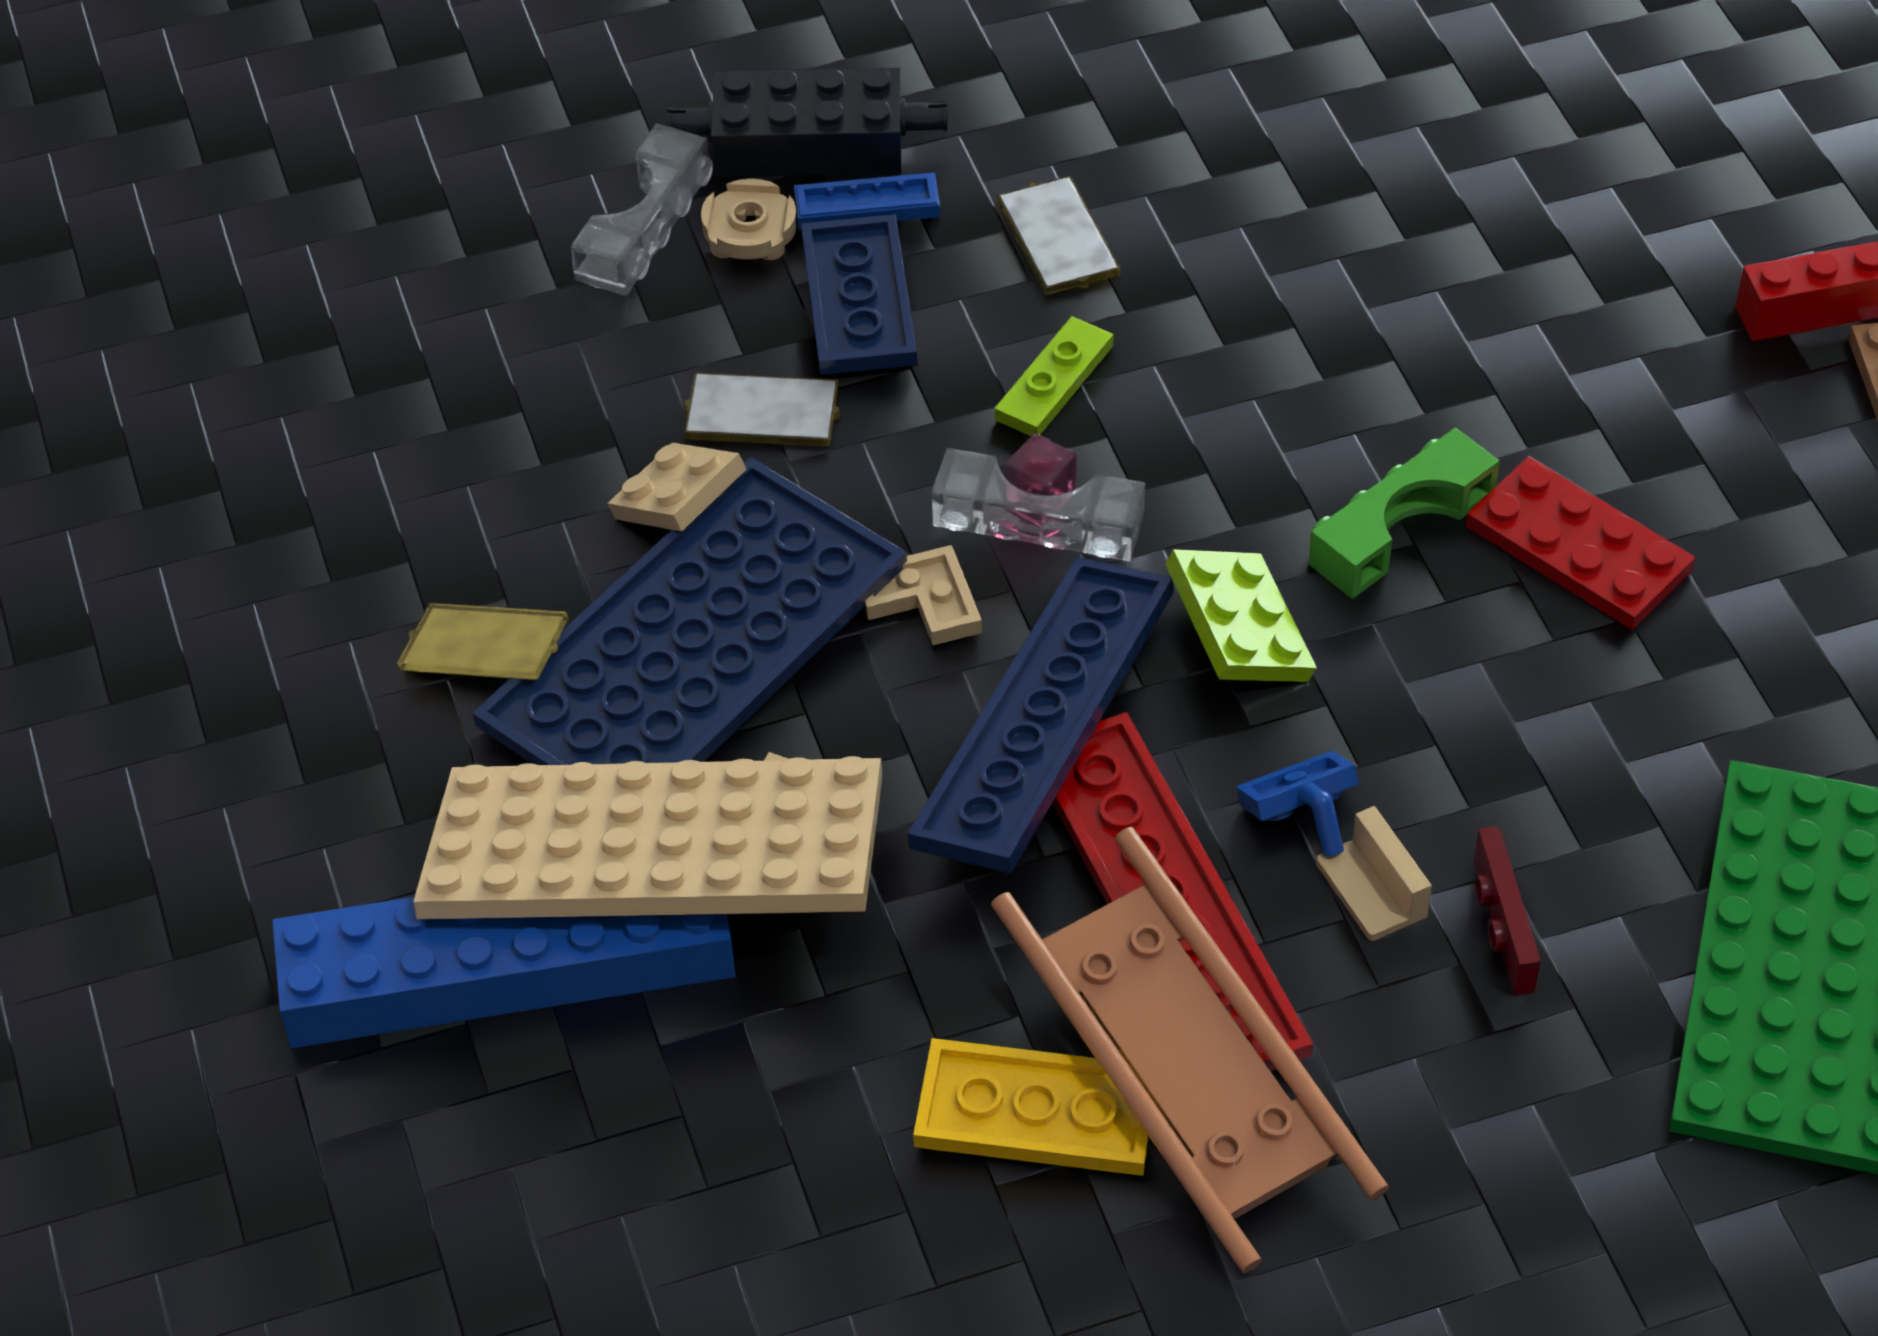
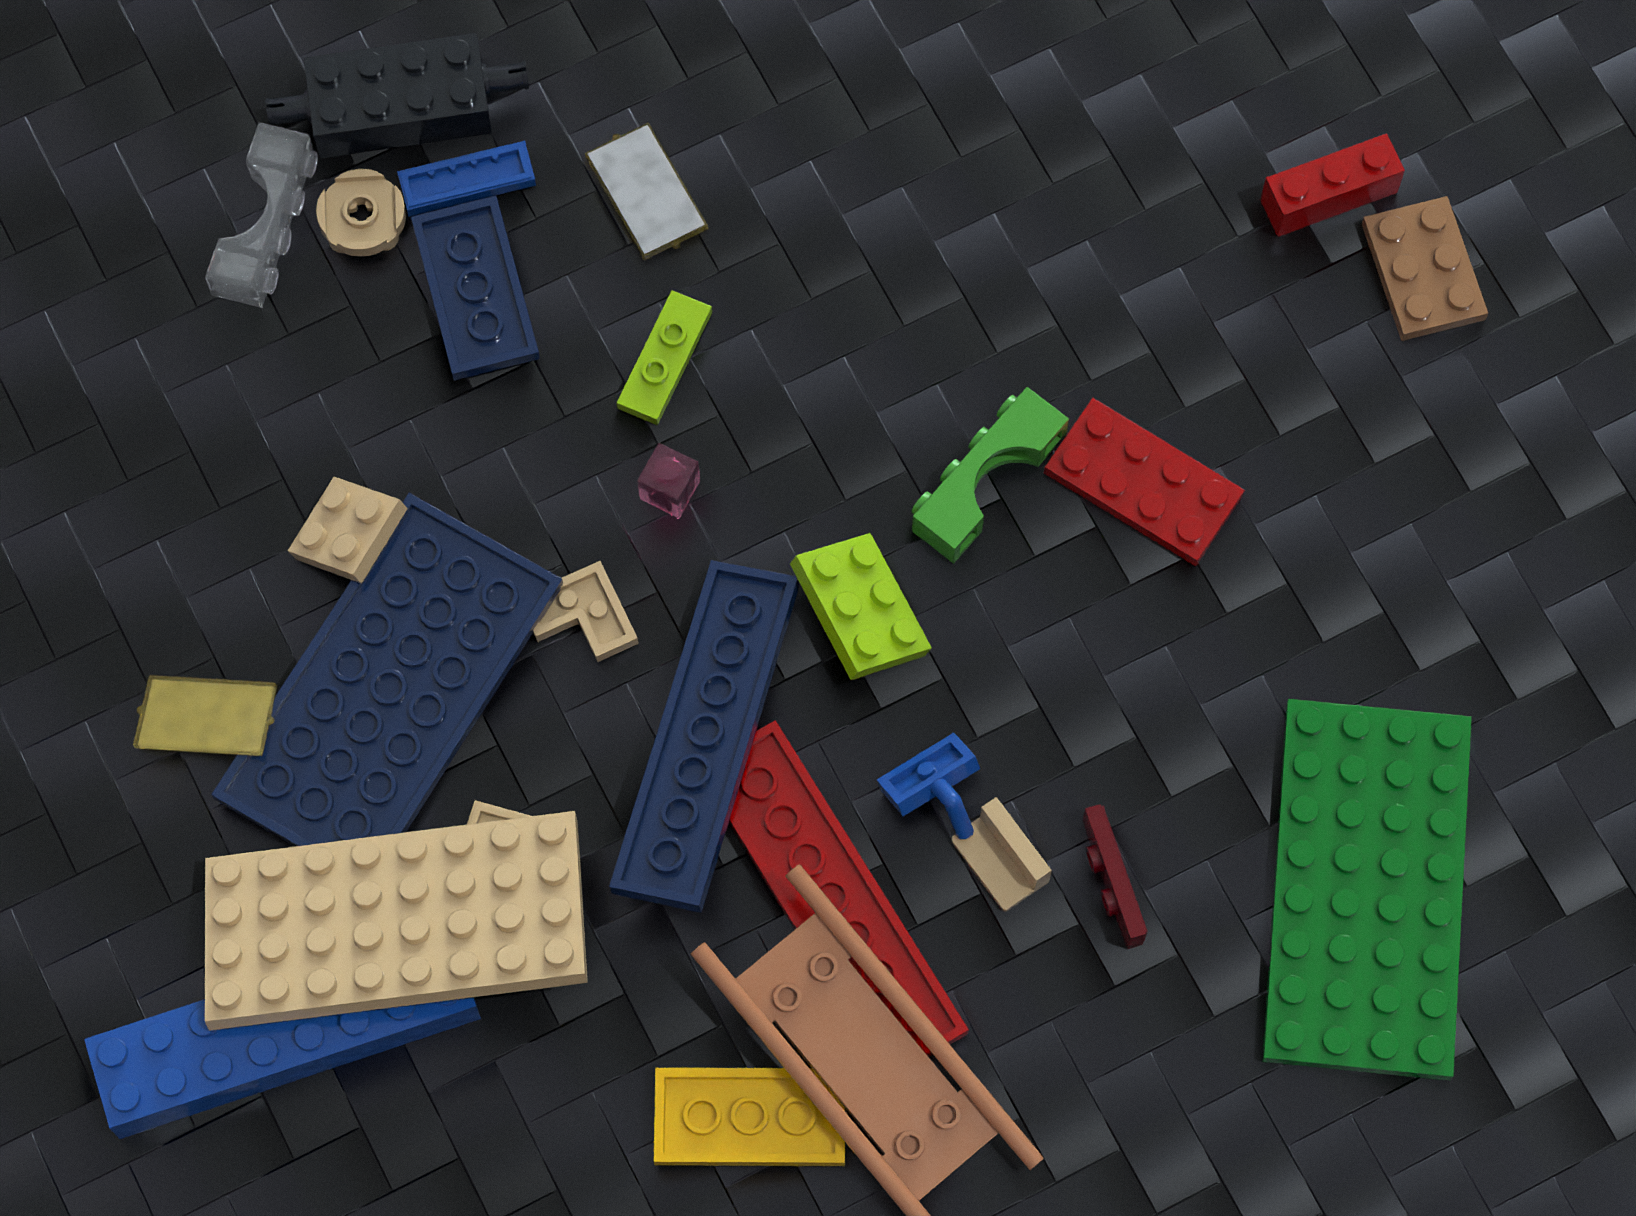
camera: 10 degrees left, 20 degrees up
(762, 409) = (407, 423): flat silver piece -> none
(1093, 519) = (723, 516): clear arch -> none

